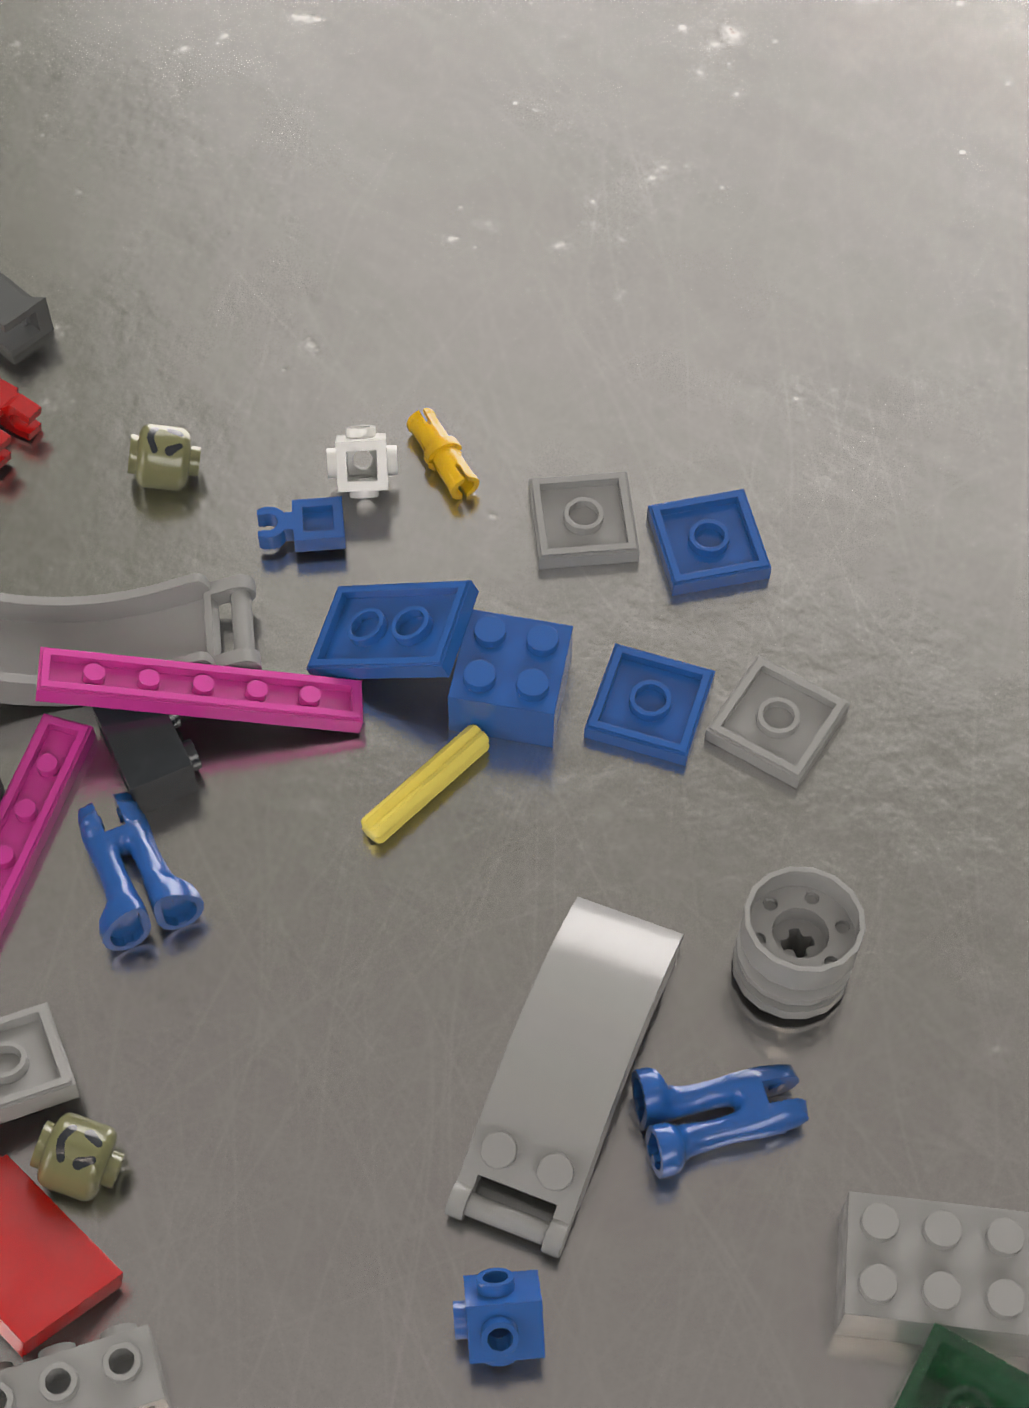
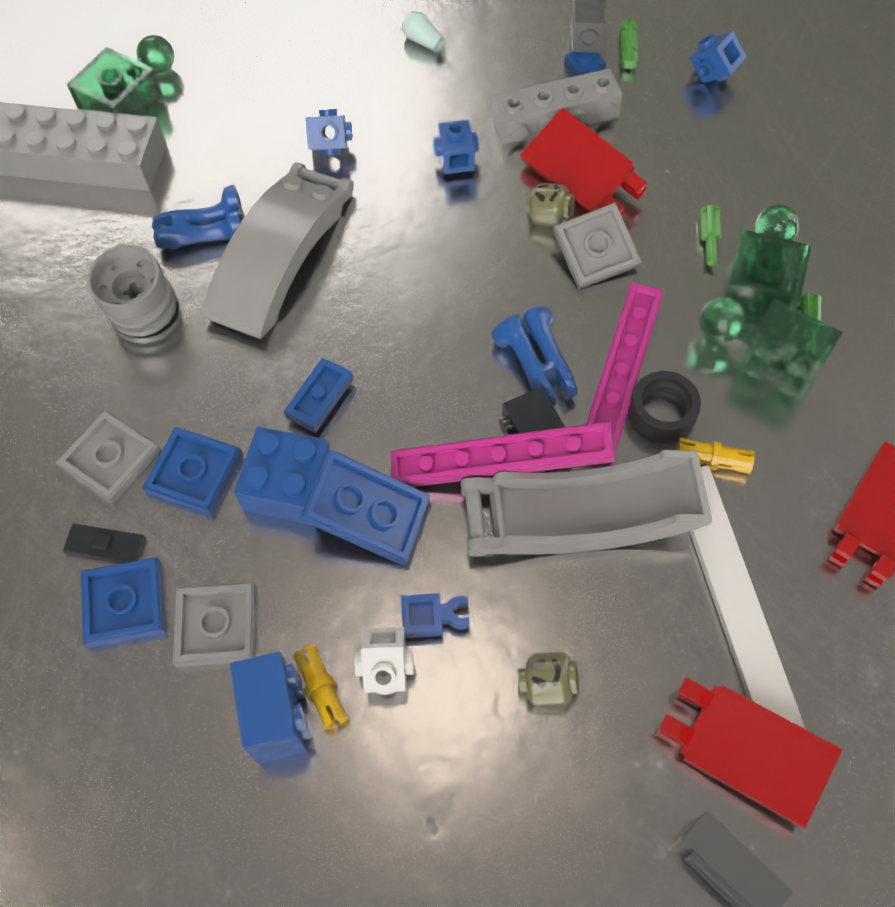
camera: 175 degrees left, 5 degrees up
(245, 1284) = (456, 139): none -> blue brick
(425, 784) = (354, 410): light yellow axle -> none
(475, 805) = (318, 395): none -> blue plate
(493, 404) = (269, 707): none -> blue brick
(752, 611) = (104, 543): none -> black piece

